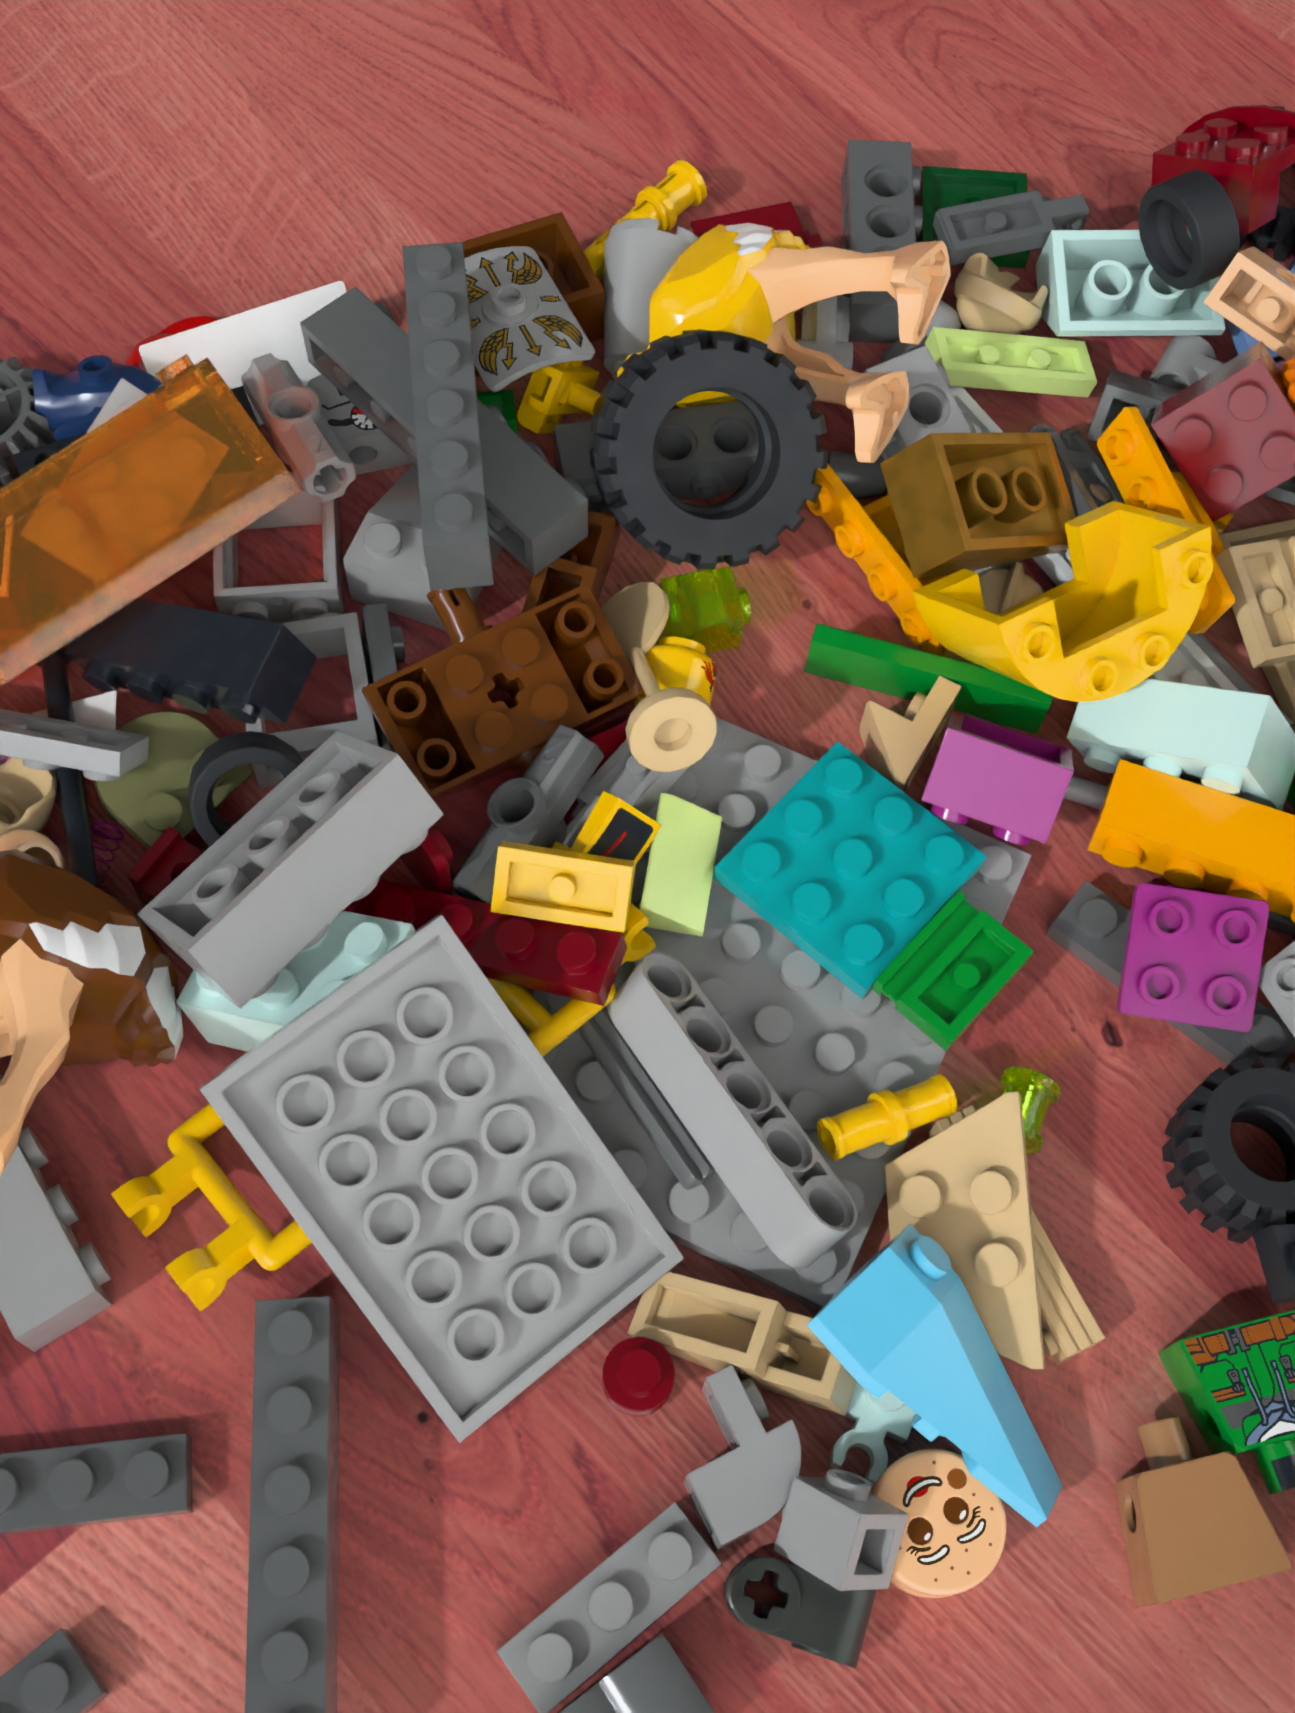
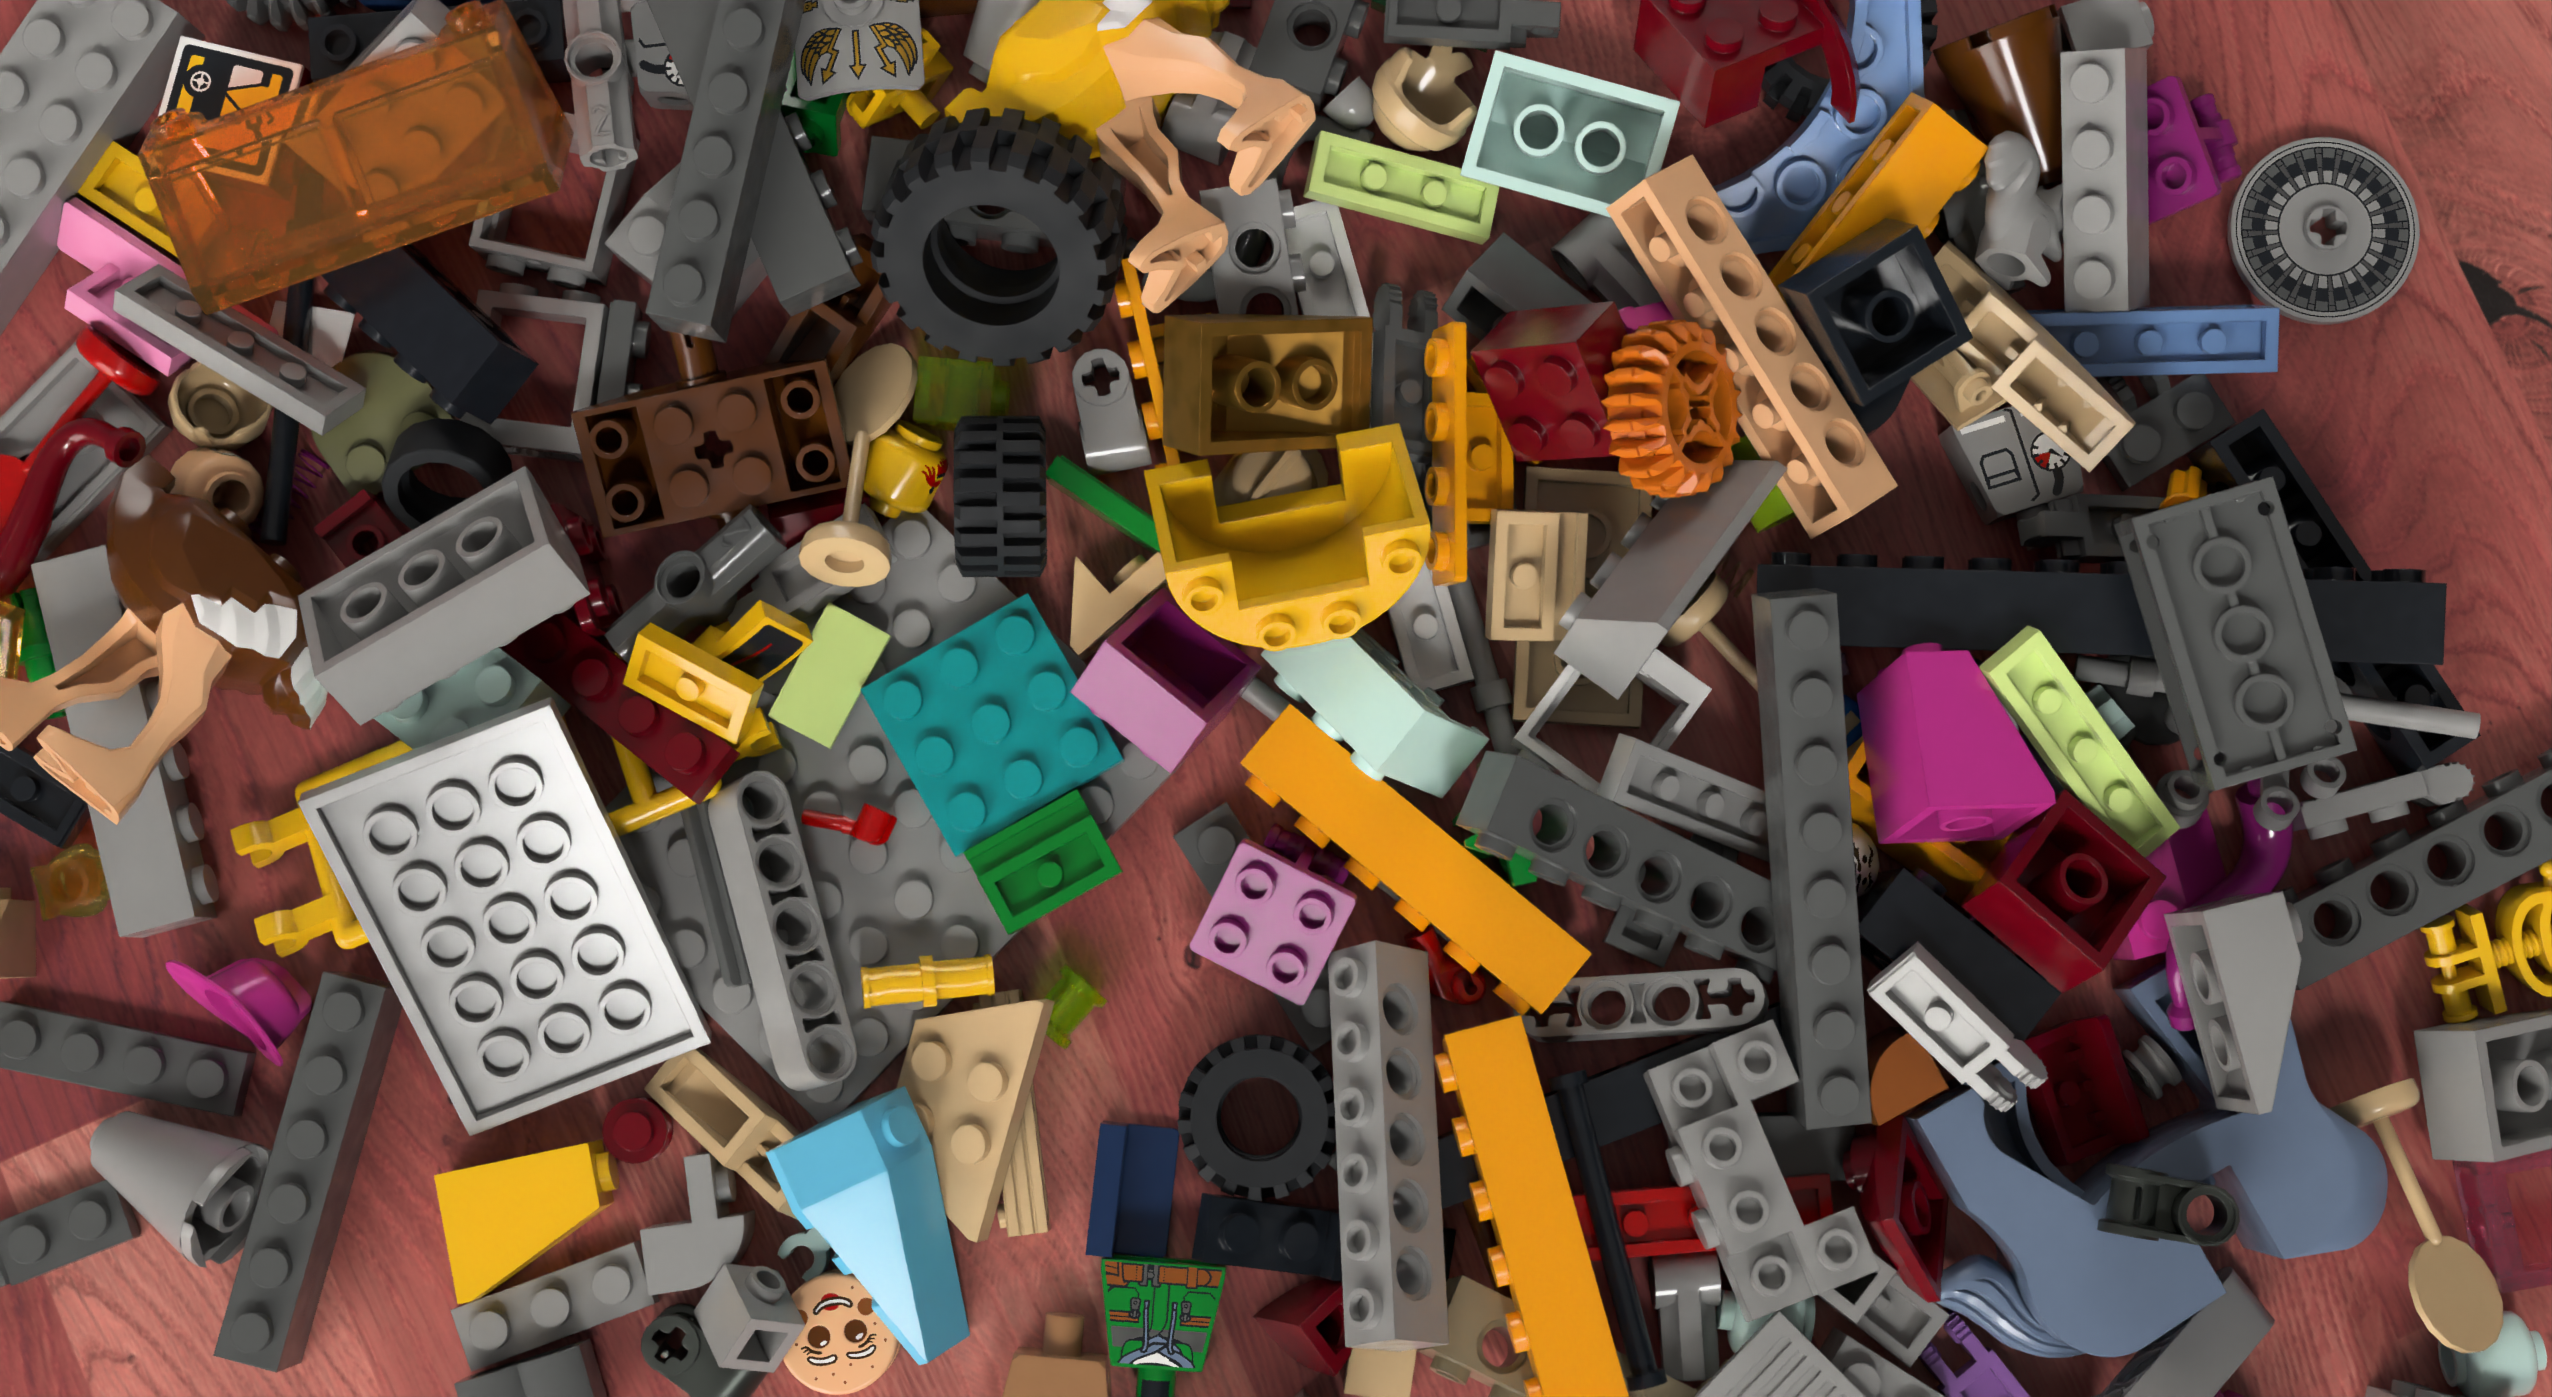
camera: 25 degrees right, 20 degrees up
(152, 1597) = (183, 1181): none -> light grey cone
(172, 1374) = (251, 997): none -> dark pink piece
(540, 1503) = (518, 1209): none -> yellow slope
(771, 992) = (870, 826): none -> red hand
(785, 661) = (1000, 496): none -> black tyre
(841, 587) = (1109, 424): none -> light grey piece
(1158, 1272) = (1132, 1190): none -> dark blue panel
(1211, 223) = (1620, 118): black tyre -> none

